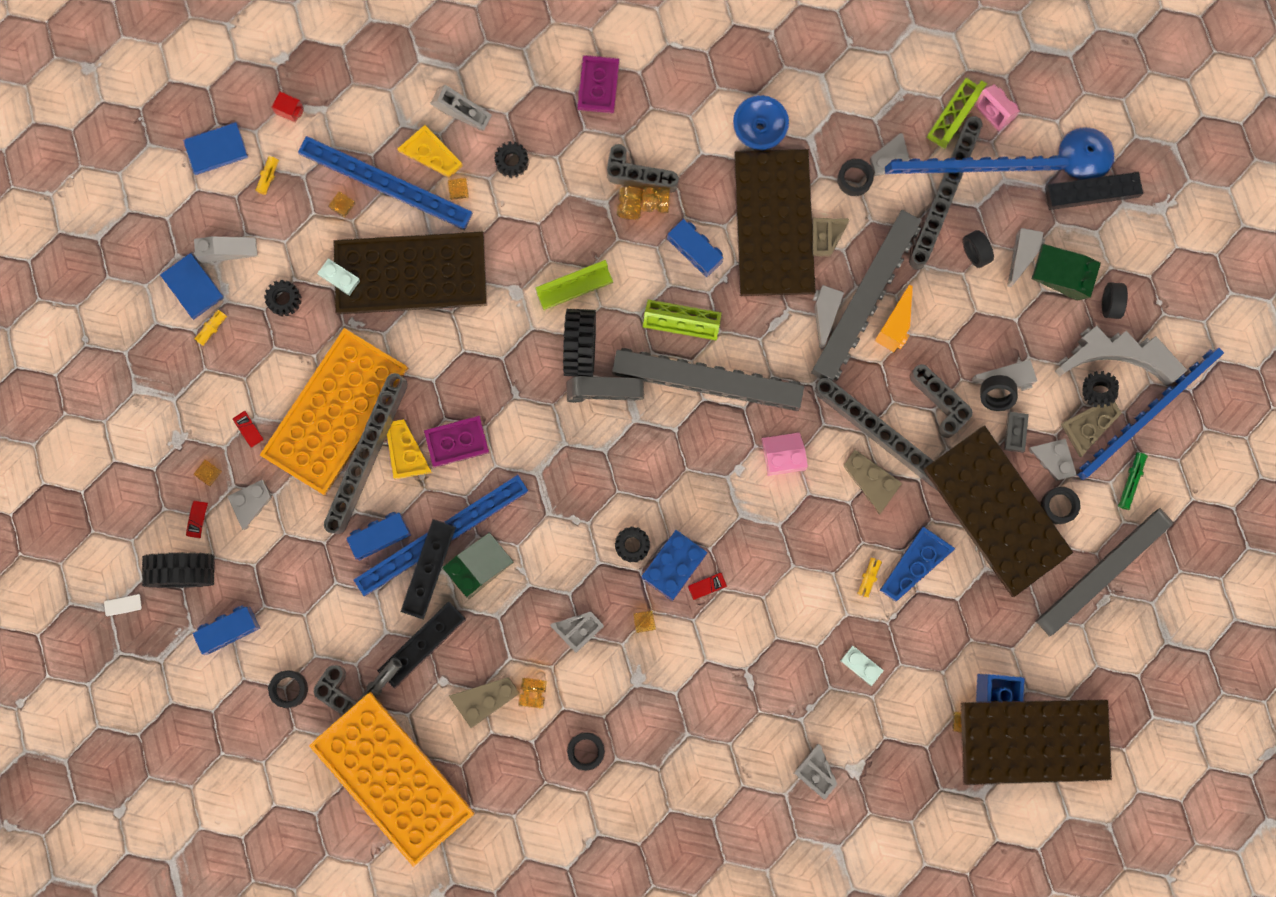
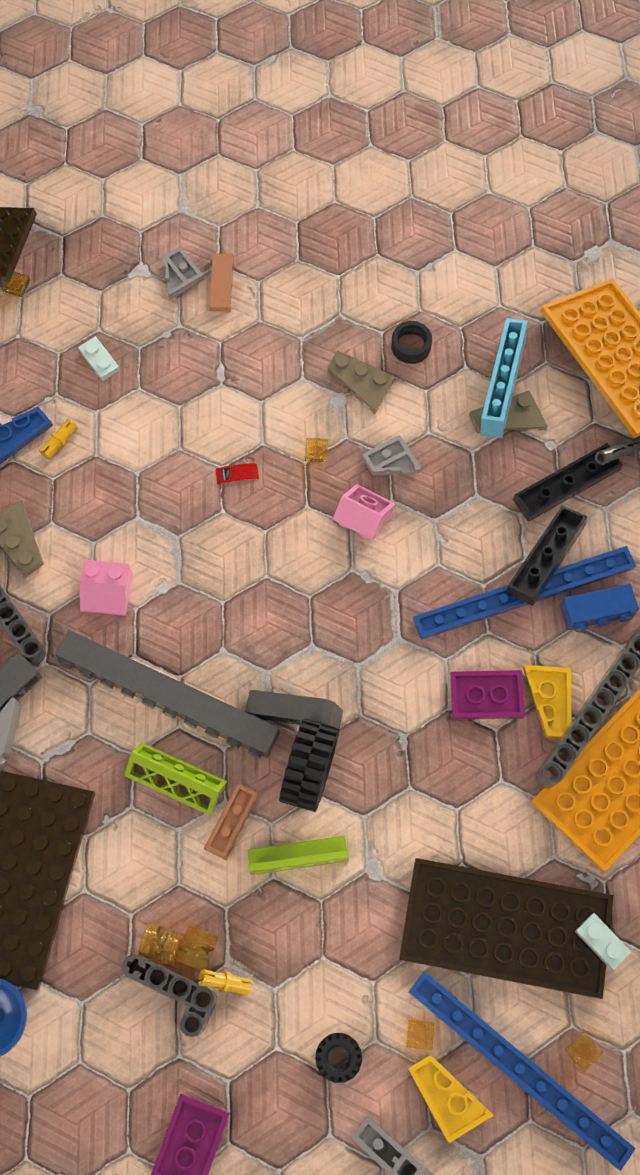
camera: 165 degrees left, 10 degrees down
(477, 565) = (490, 549): slope -> none
(494, 726) = (503, 378): none -> medium azure brick
(532, 685) = (455, 405): clear yellow wheel -> none
(589, 574) = (363, 511): none -> bright pink slope
(603, 185) = (224, 982): none -> yellow pin
(622, 703) = (362, 379): none -> dark tan wing
(630, 299) = (231, 821): none -> nougat tile
(632, 556) = (308, 519): black tyre -> none
(674, 565) = (267, 496): blue brick -> none
(695, 247) = (129, 866): blue brick -> none
(776, 774) = (221, 282): none -> nougat tile

